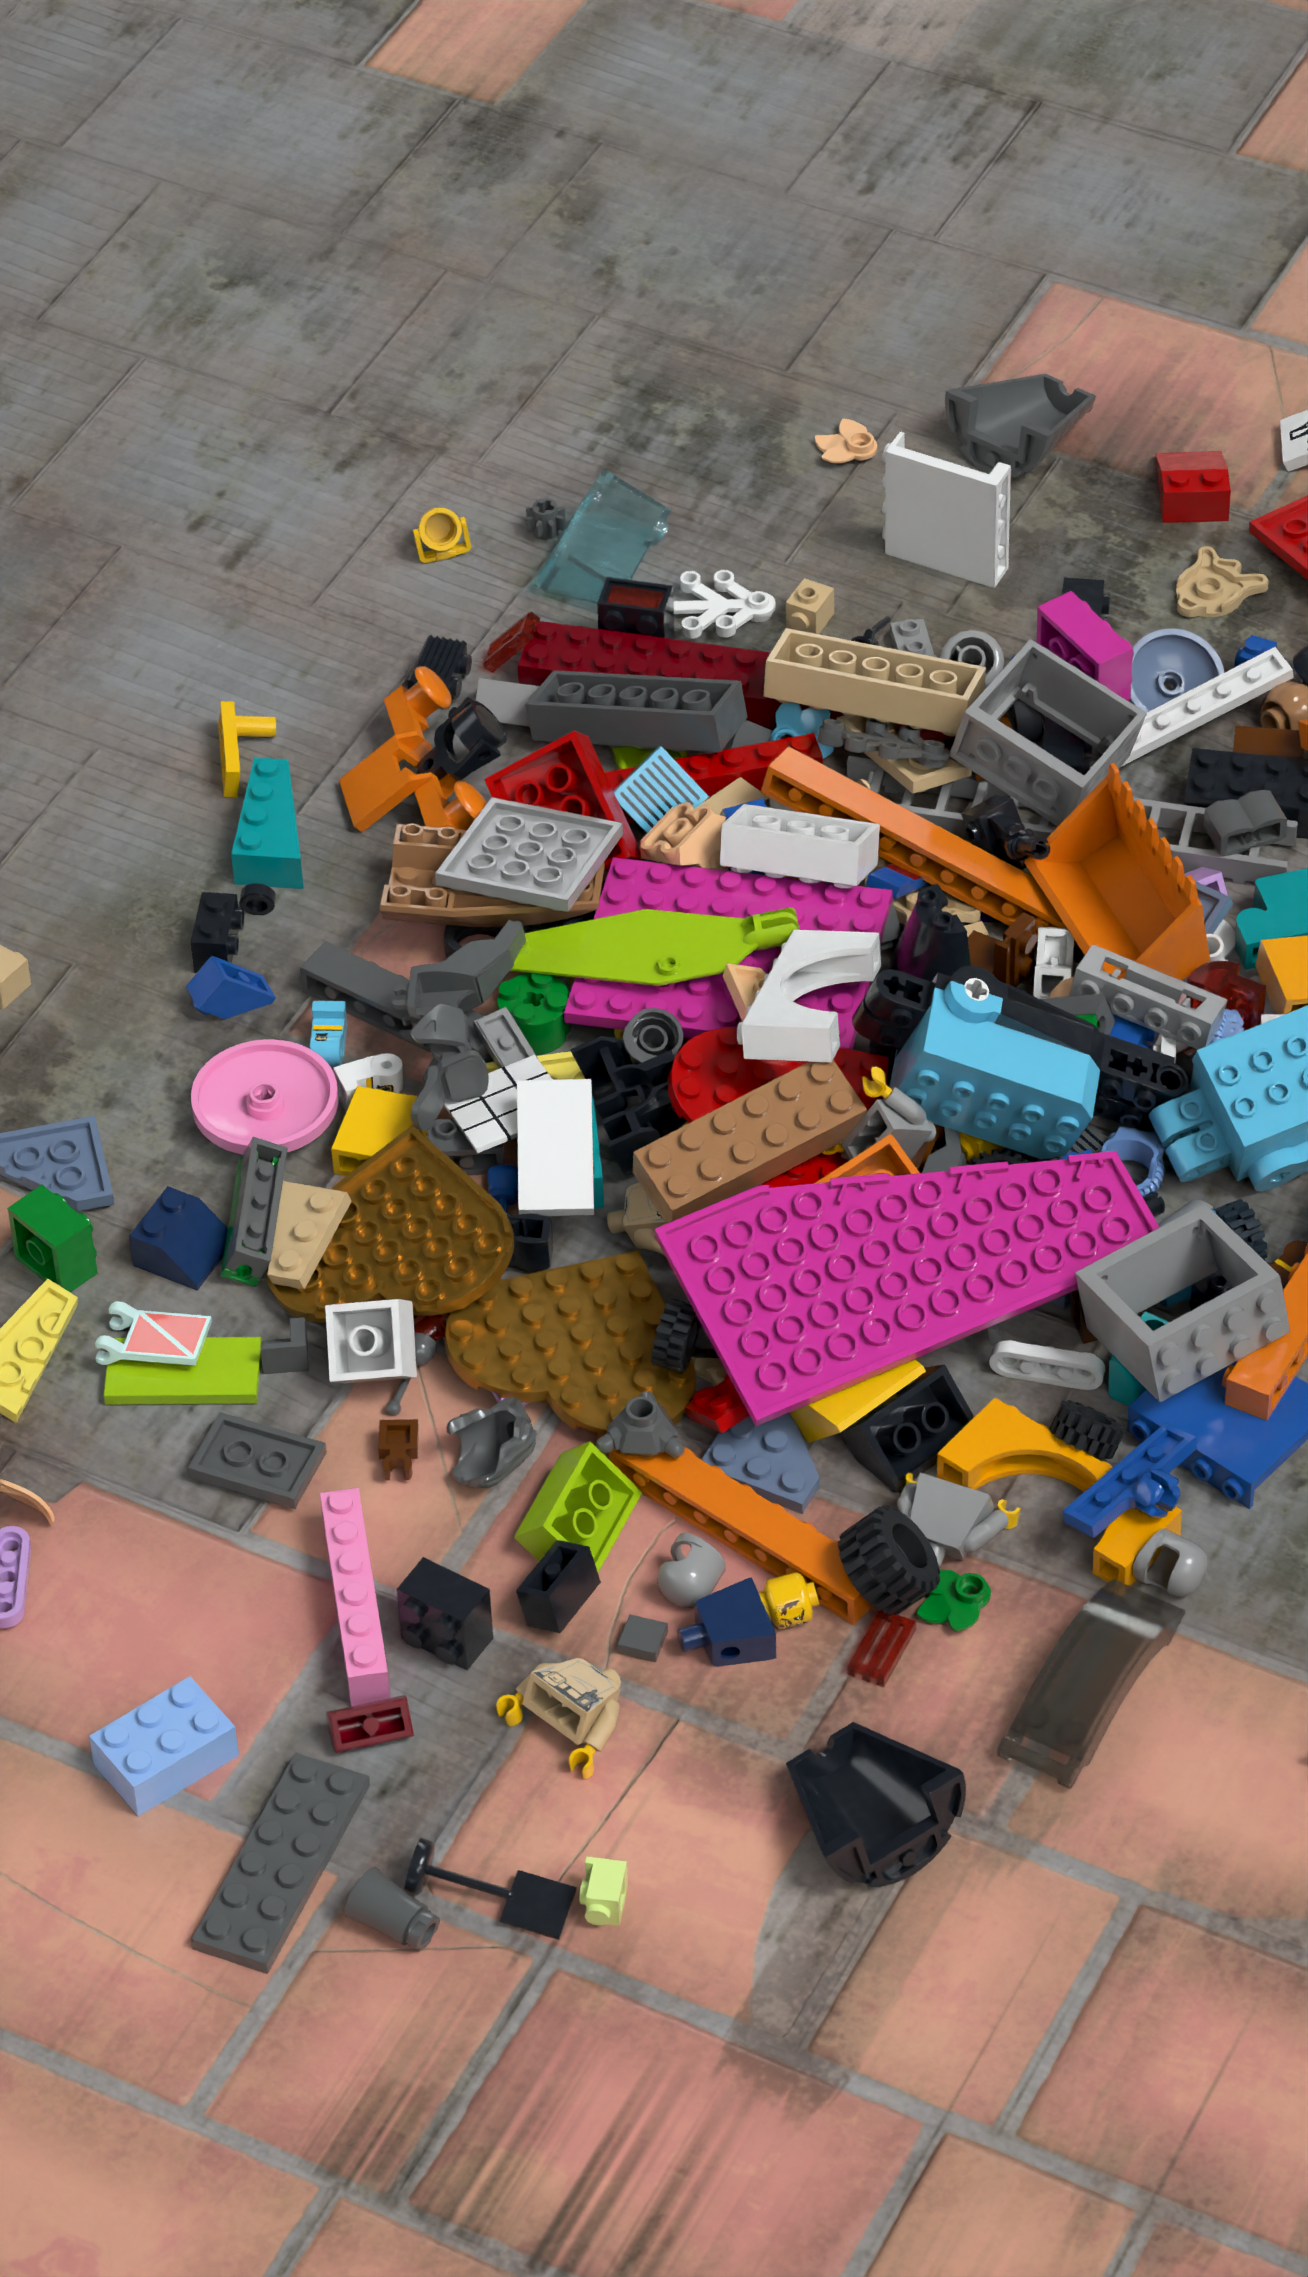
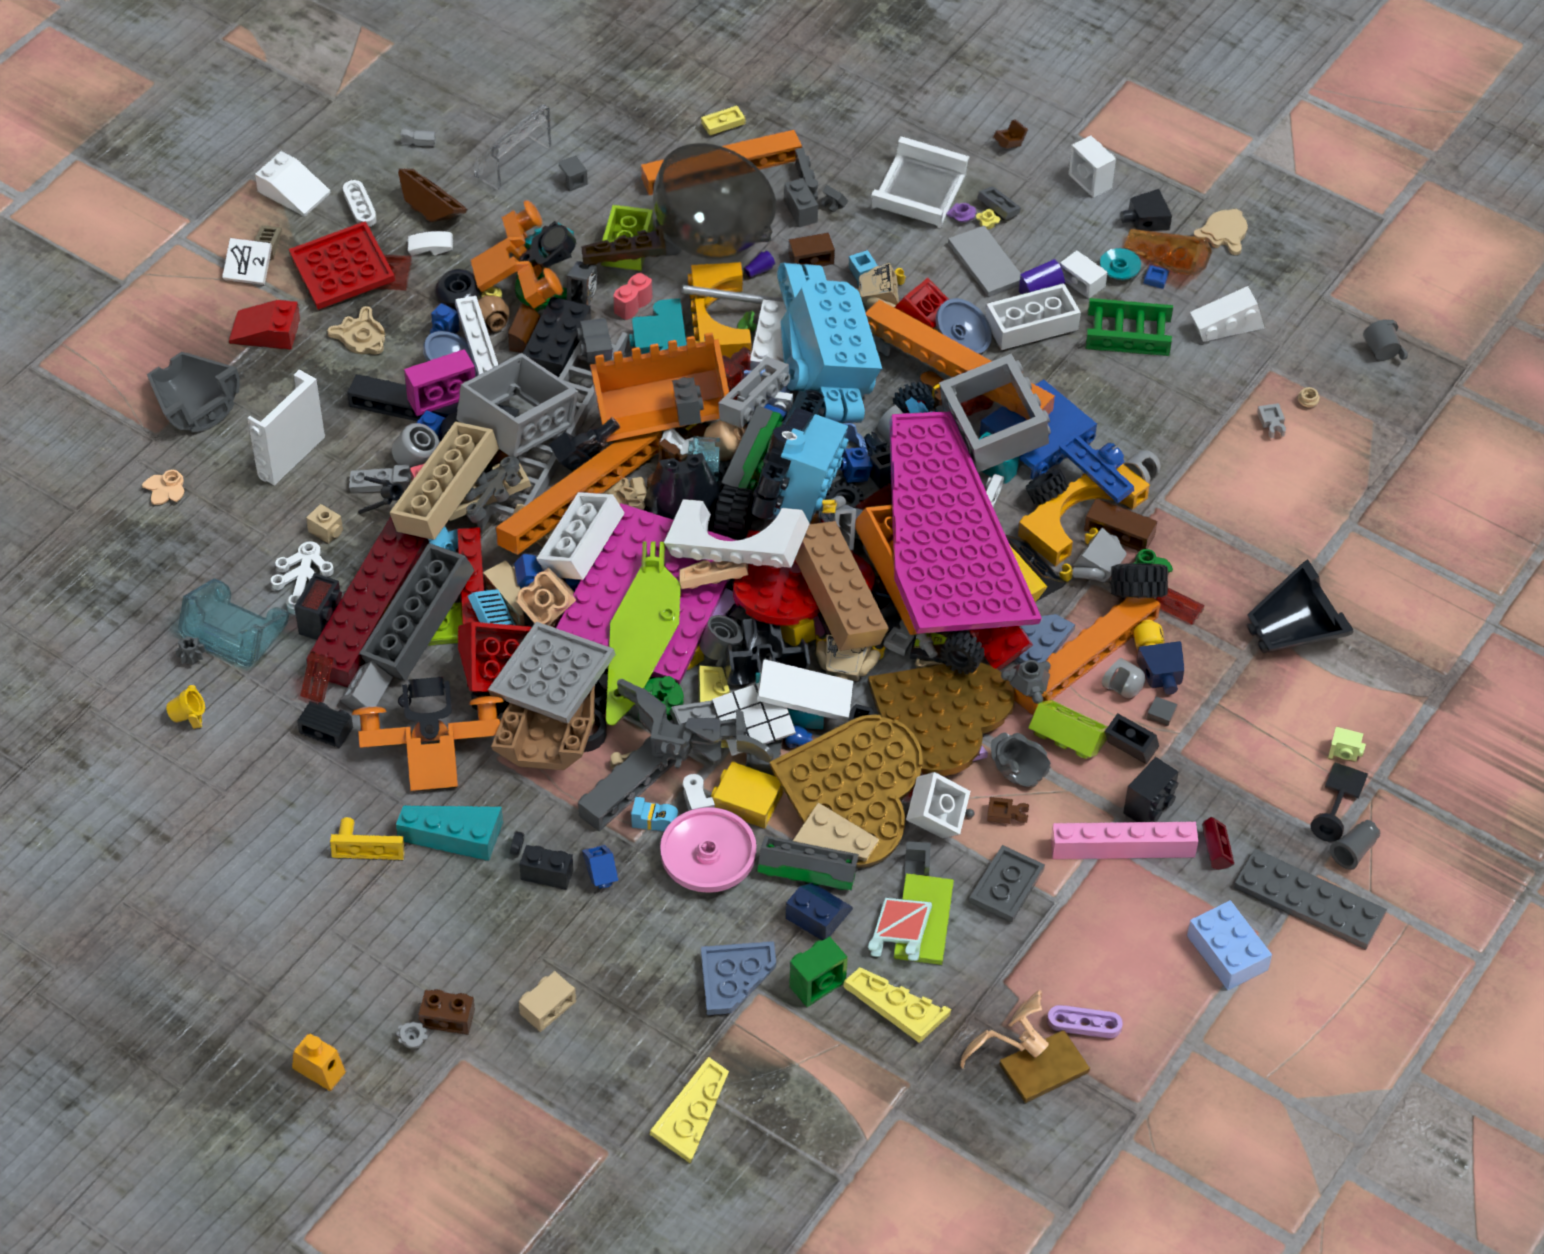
camera: 85 degrees left, 5 degrees up
(572, 1700) = (1215, 741): tan torso -> none
(1014, 962) = (706, 446): none -> clear light blue brick
(1035, 1548) = (1130, 528): none -> reddish brown brick
(1089, 1678) = (1217, 511): clear smoke windscreen -> none
(1111, 923) = (687, 401): none -> dark grey brick

